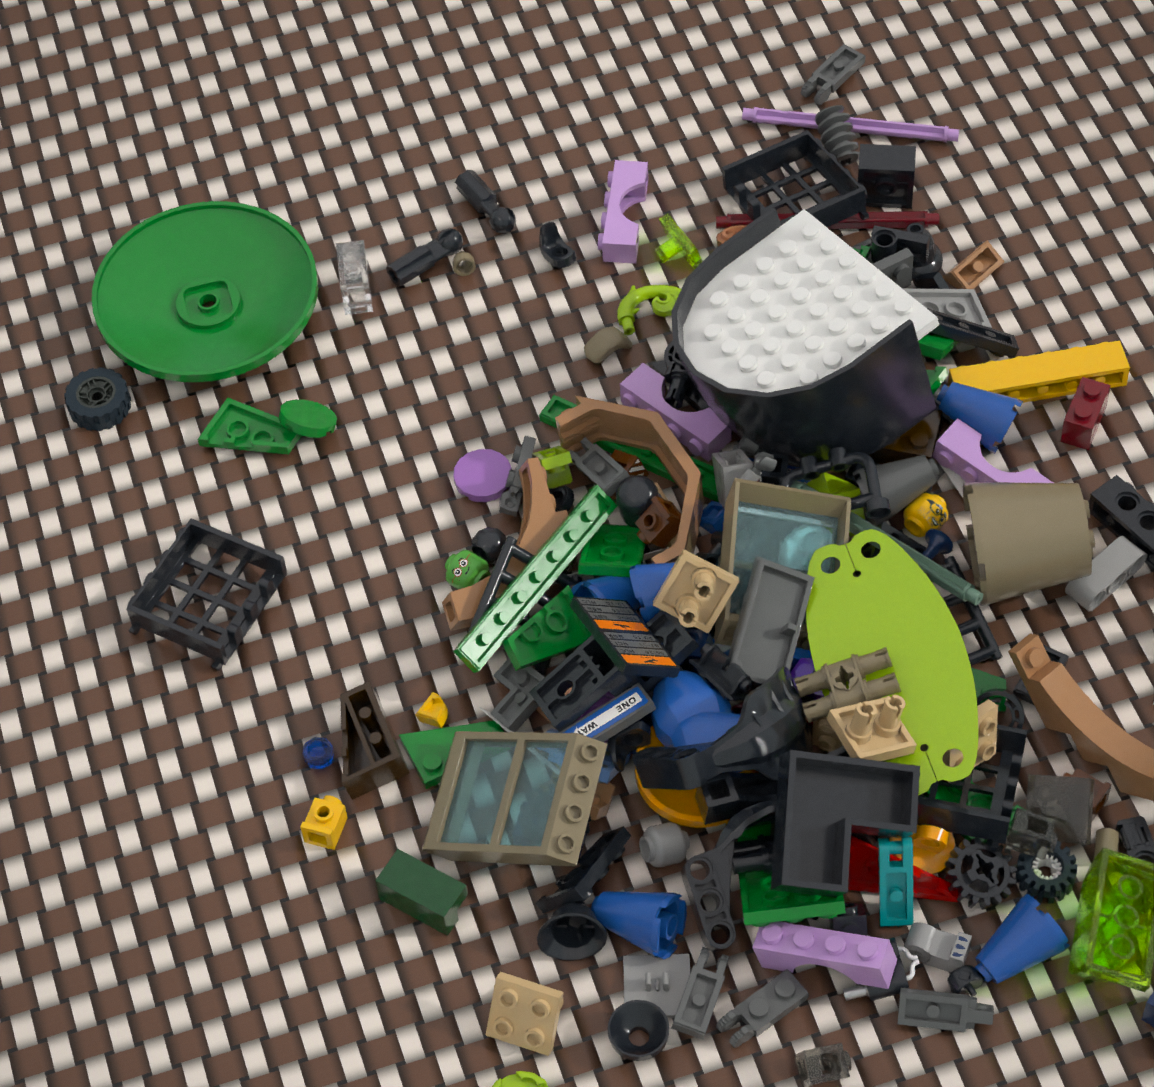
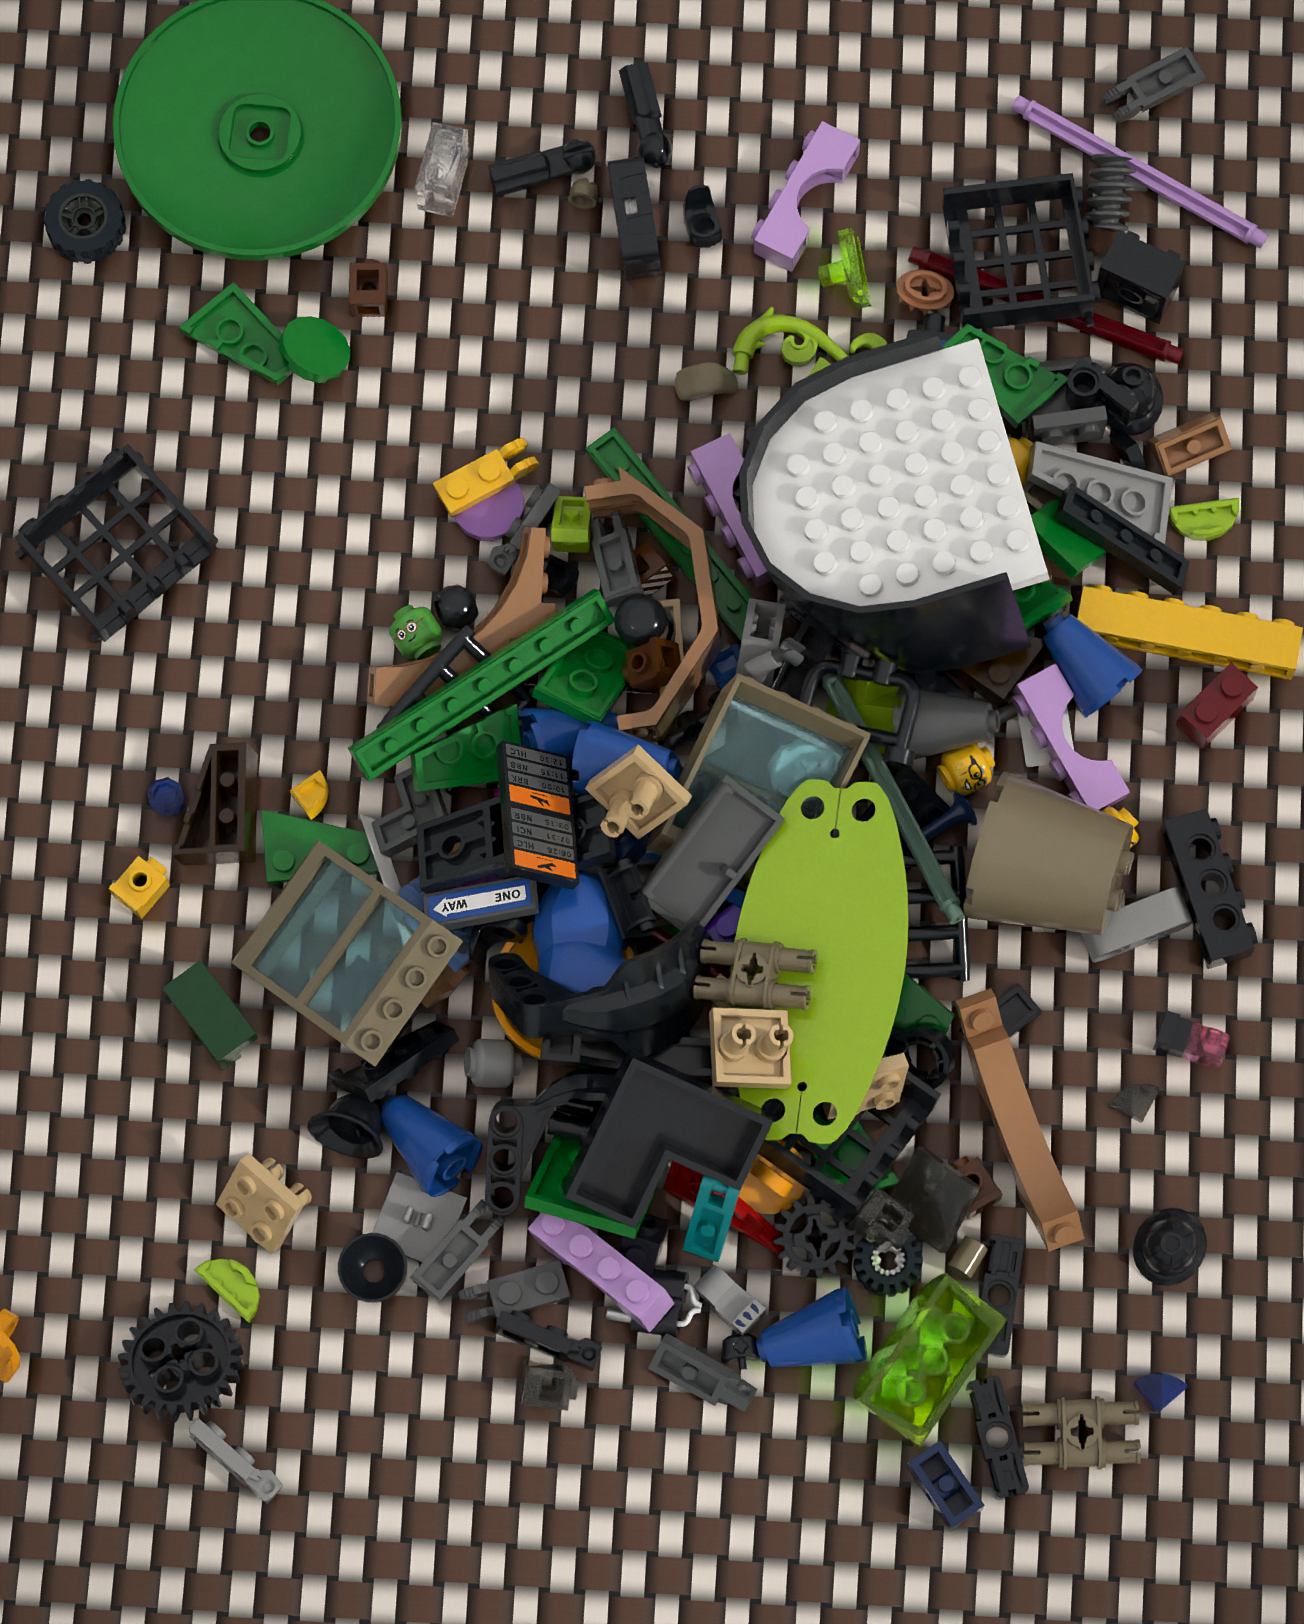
camera: 20 degrees right, 20 degrees up
(332, 369) = (368, 302): none -> reddish brown brick
(472, 455) = (483, 477): none -> yellow hinge
(509, 258) = (634, 218): none -> black axle
(805, 1032) = (548, 1341): none -> black hinge
(1010, 308) = (1205, 519): none -> lime tile

